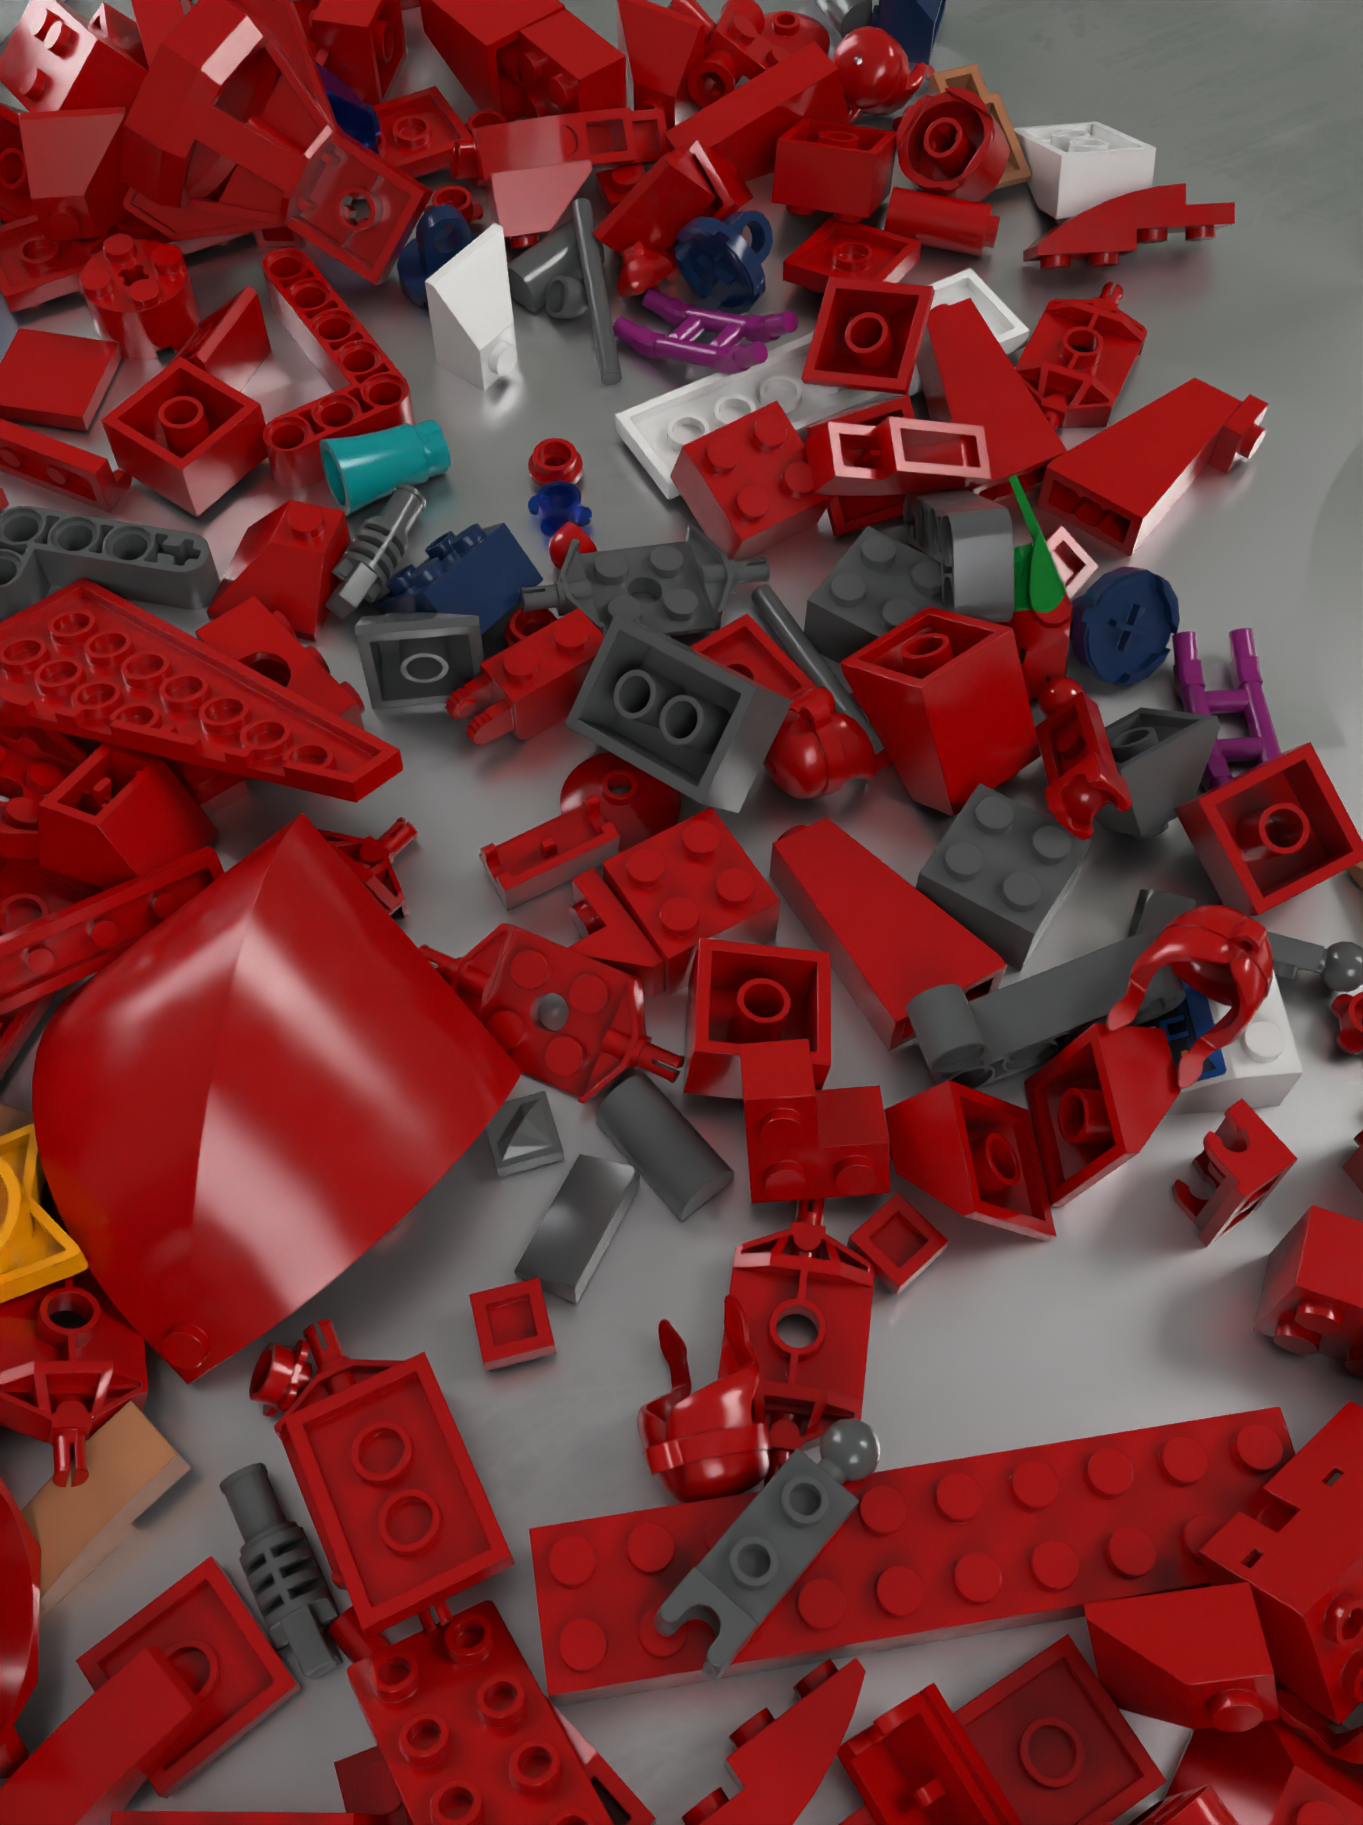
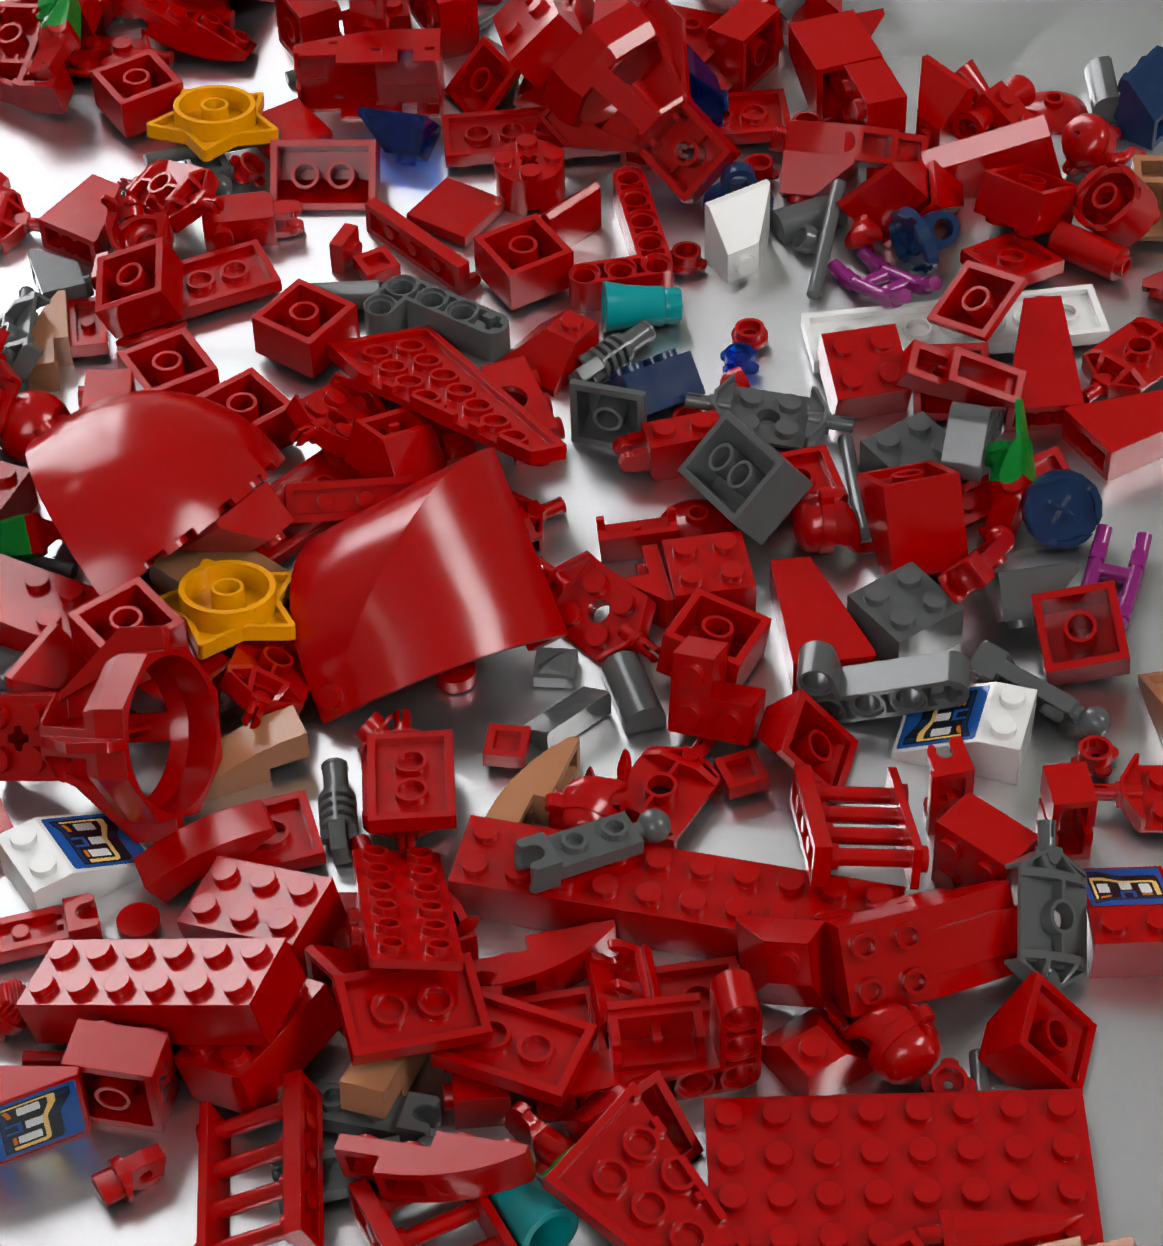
camera: 25 degrees right, 15 degrees down
(75, 170) = (515, 90): red slope -> none
(417, 366) = (687, 258): none -> red plate
(598, 1416) = (525, 794): none -> nougat slope
(1099, 1104) = (896, 733): red slope -> none
(1116, 1368) = (822, 840): none -> red fence
(1218, 956) = (990, 669): red hair -> none

